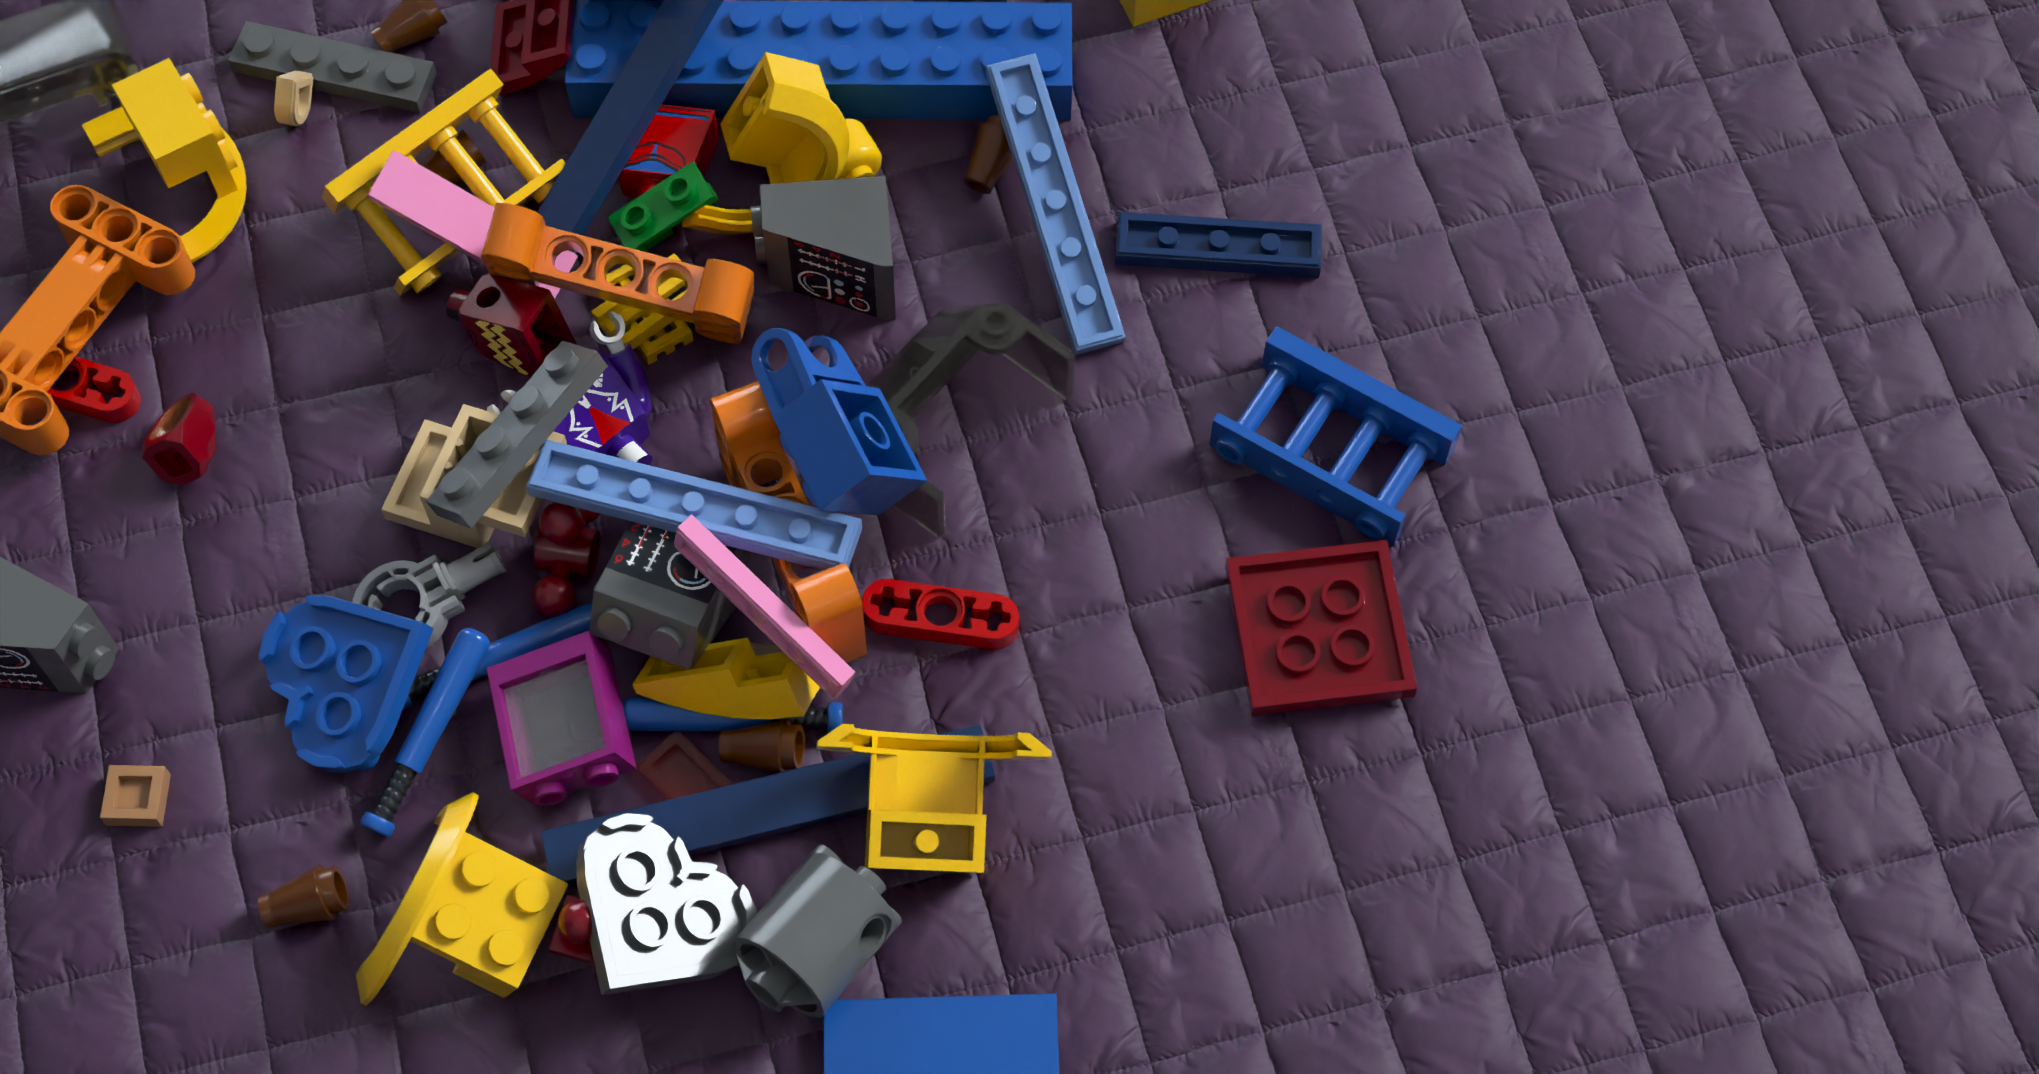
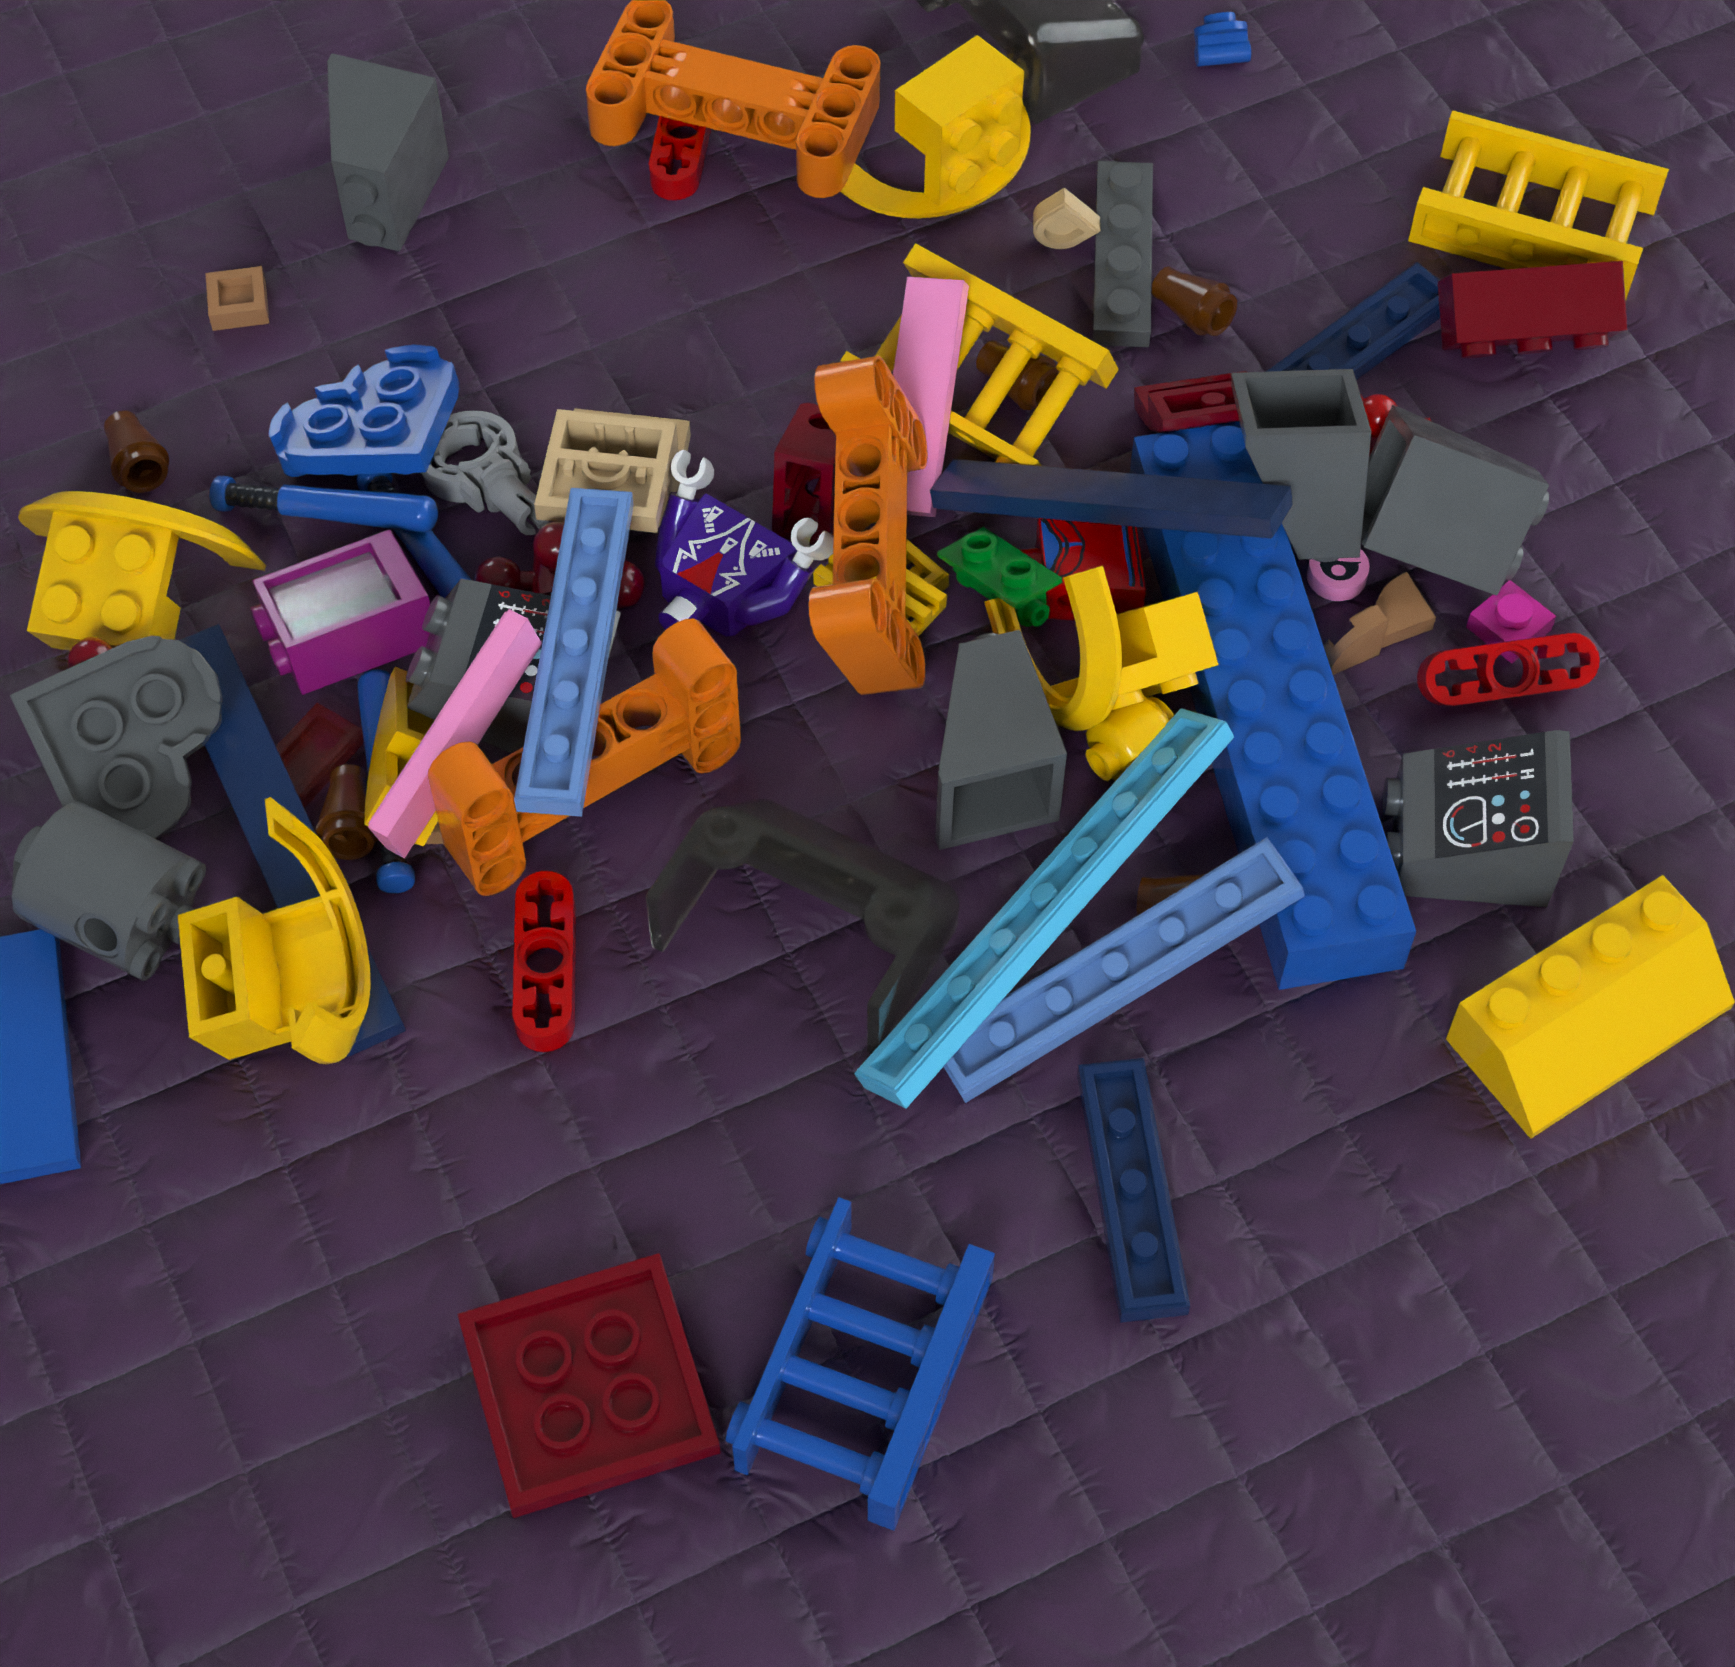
camera: 80 degrees right, 5 degrees down
(182, 440) = (629, 233): dark red rock -> none
(516, 434) = (637, 467): dark grey plate -> none
(835, 427) = (691, 752): blue brick -> none
(983, 235) = (1042, 907): none -> medium azure tile

